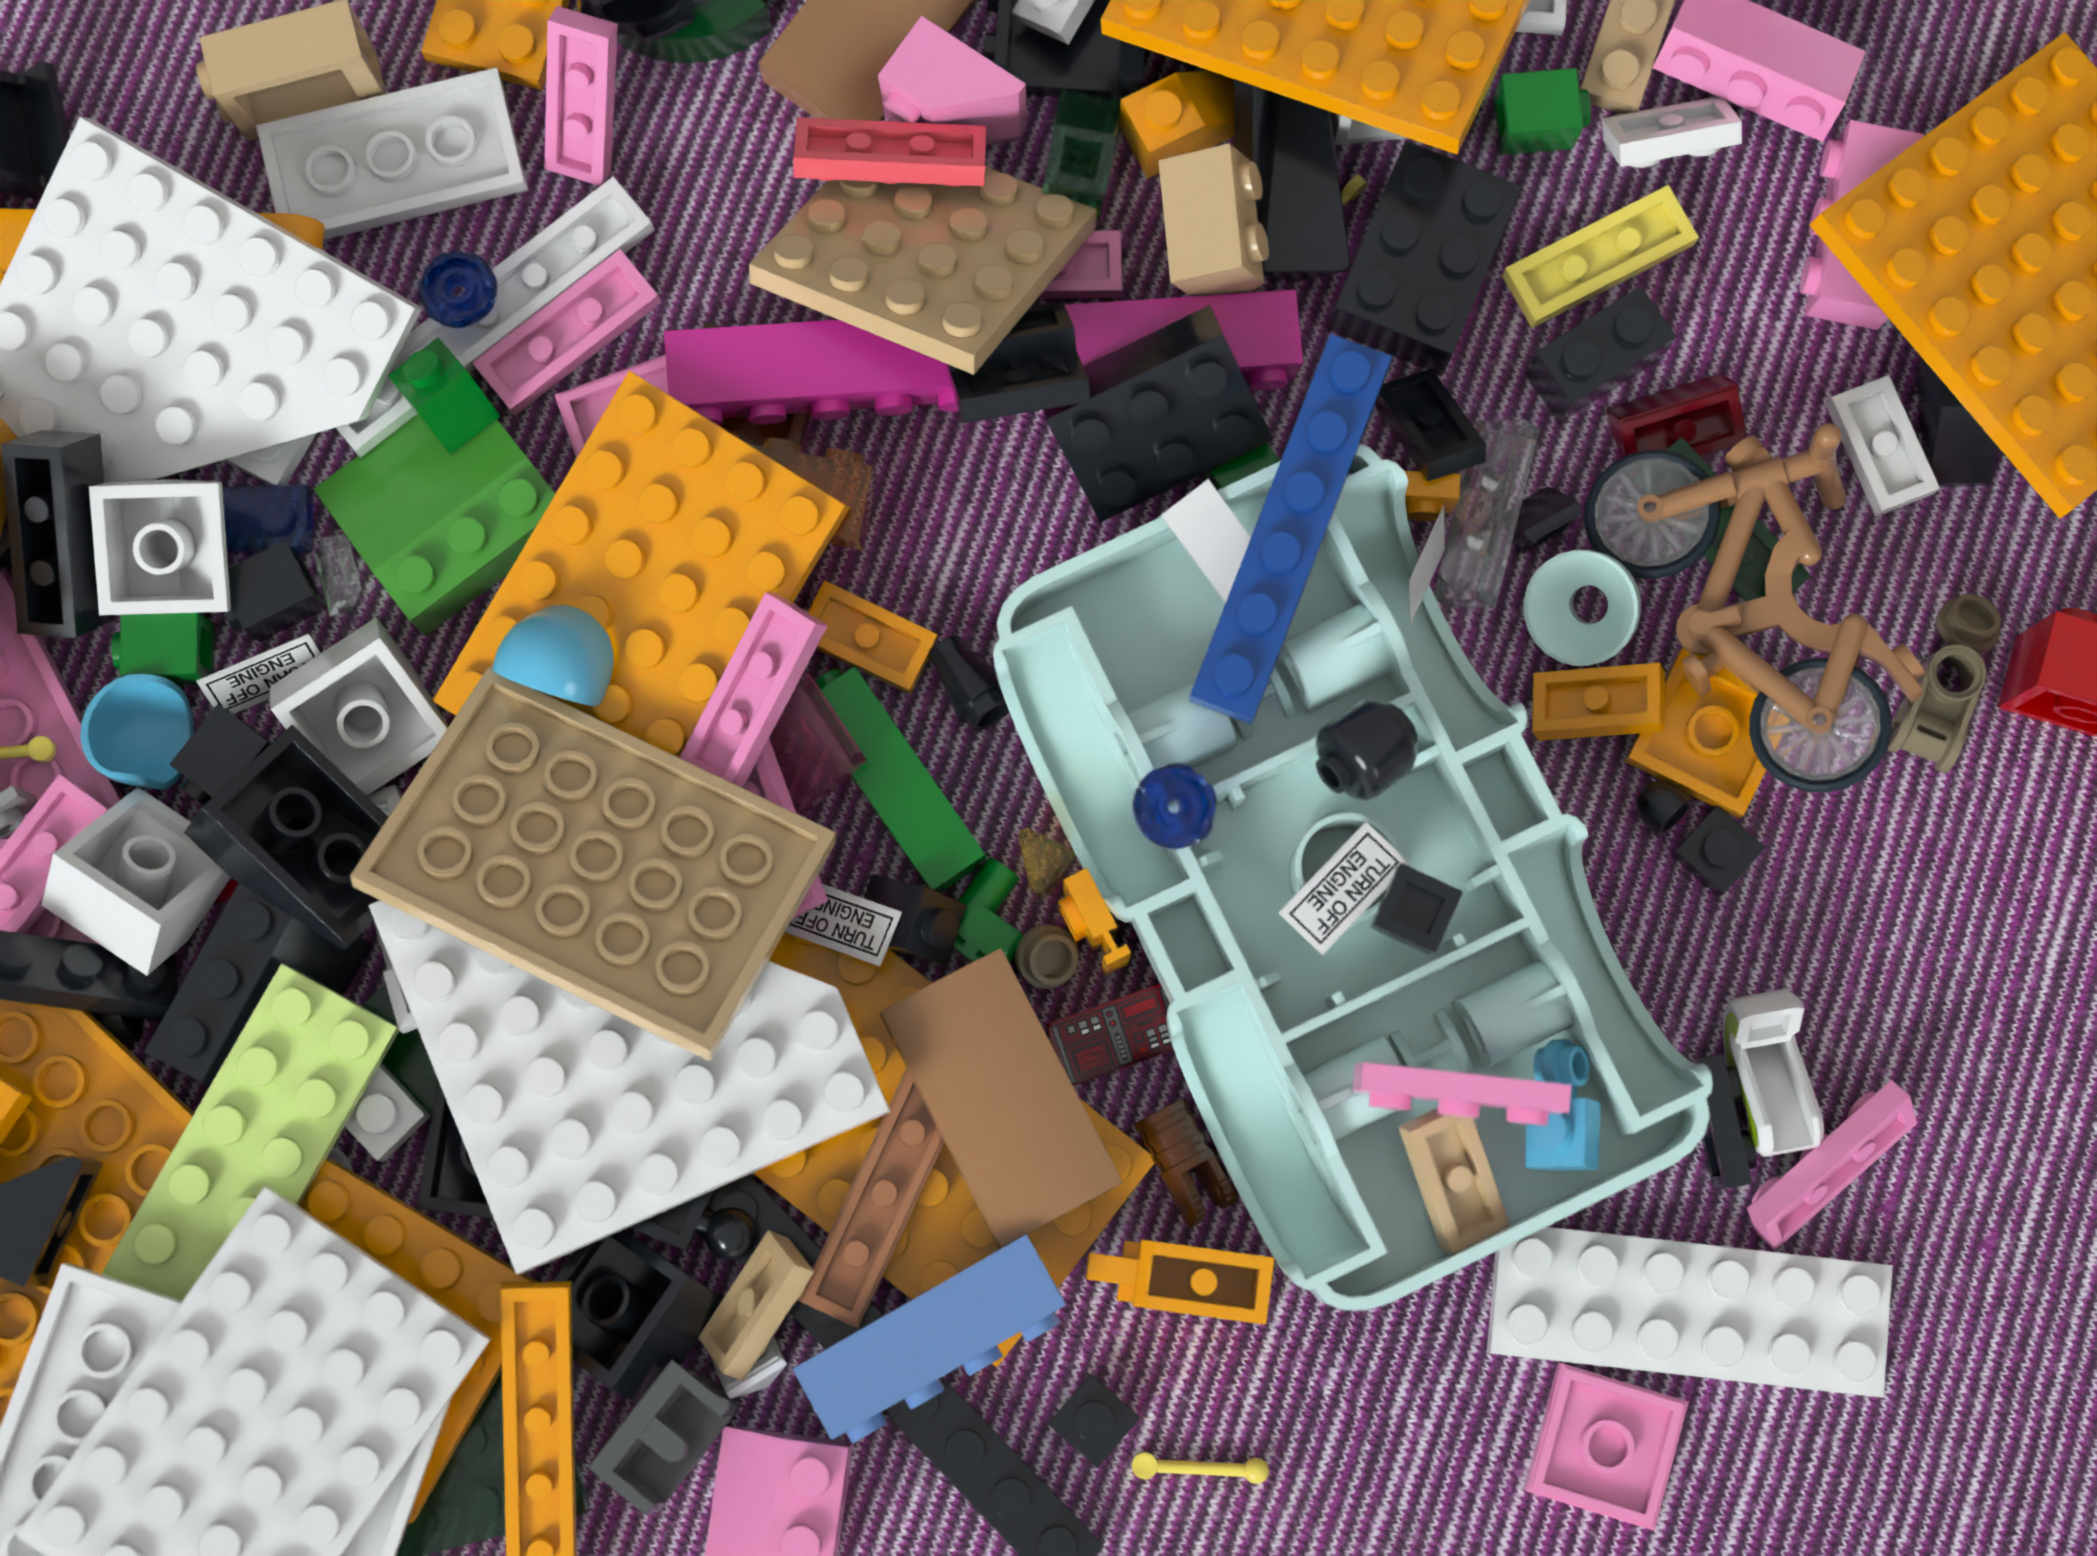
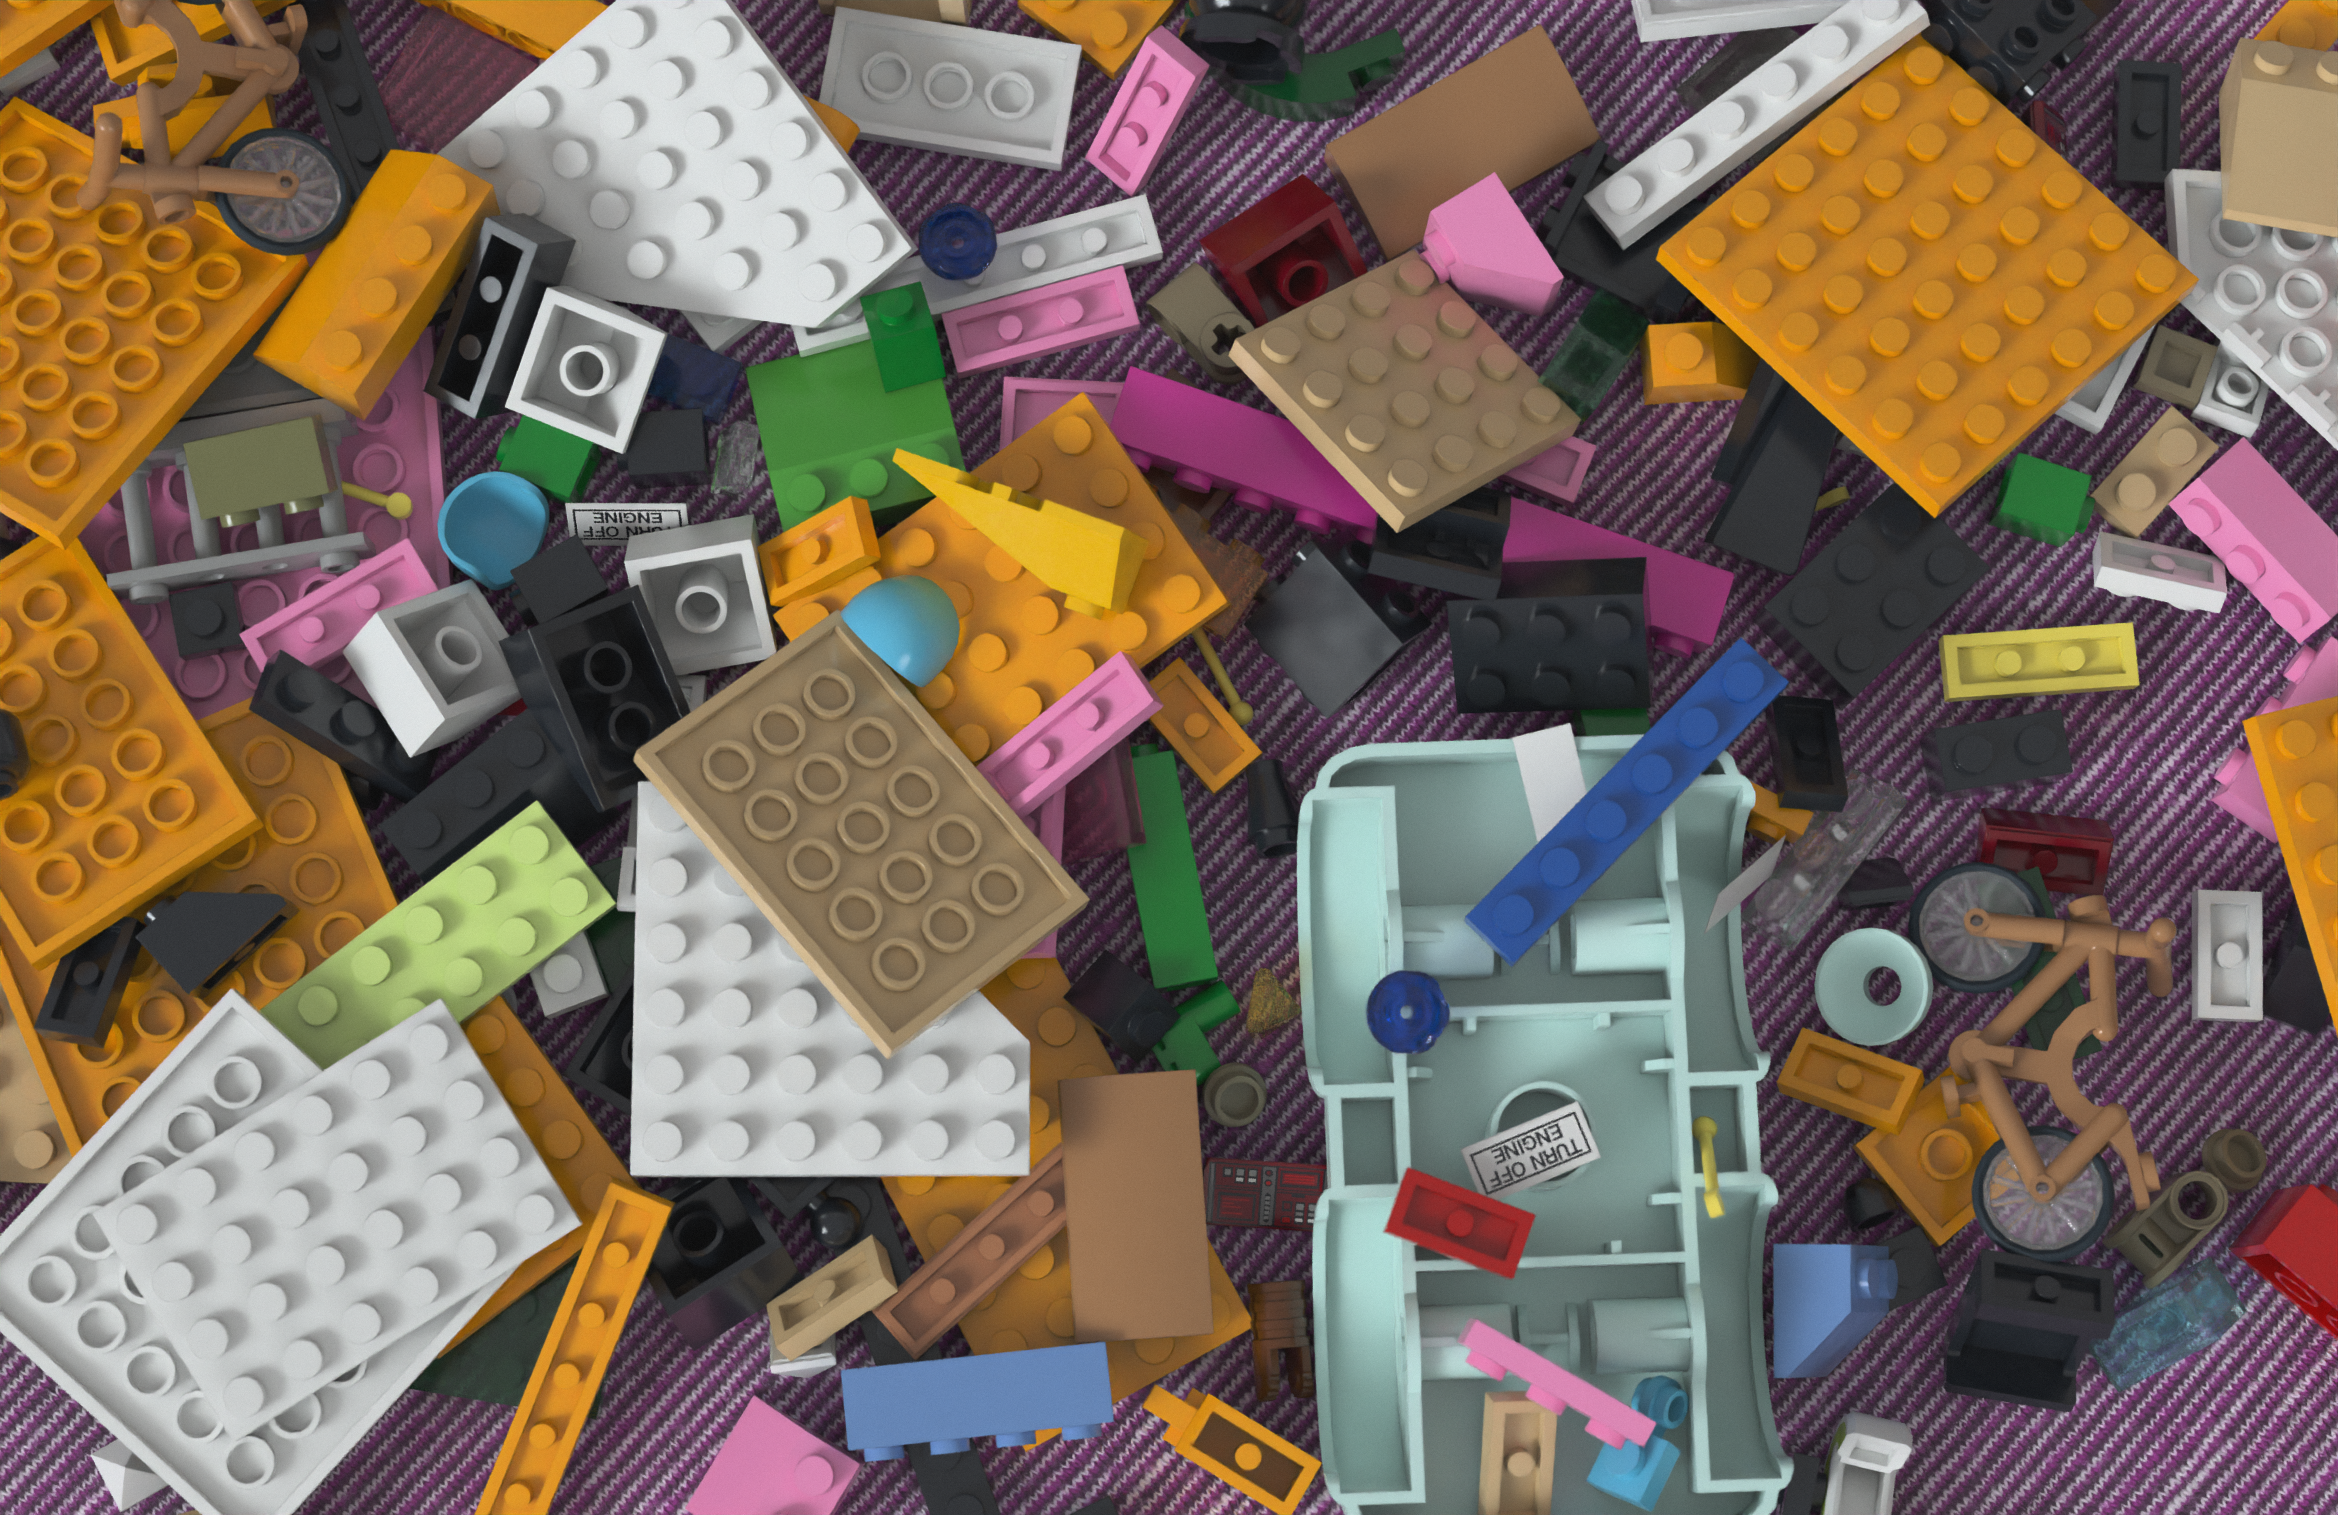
camera: 20 degrees right, 0 degrees up
(449, 622) = (819, 551): none -> light orange plate
(664, 1437) = (698, 1381): dark grey window -> none
(674, 515) = (1059, 545): none -> yellow wedge
(711, 268) = (1198, 318): none -> dark tan piece
(749, 179) = (1283, 252): none -> dark red slope
(848, 925) = (1065, 988): white sticker -> none
(889, 152) = (1411, 285): coral plate -> none
(900, 606) = (1239, 710): none -> light yellow hinge
(953, 486) = (1335, 622): none -> black brick
(1090, 918) = (1288, 1076): light orange plate -> none
(1213, 221) = (1683, 479): tan slope -> none
(1307, 980) = (1459, 1223): none -> red plate
(1366, 749) = (1605, 1035): black head -> none
(1416, 909) = (1587, 1201): black plate -> none
(1492, 800) = (1704, 1131): none -> light yellow hinge
(1667, 909) = (1826, 1303): none -> medium blue slope
(1856, 854) = (2026, 1329): none -> black panel
(1975, 798) = (2168, 1324): none -> clear light blue slope

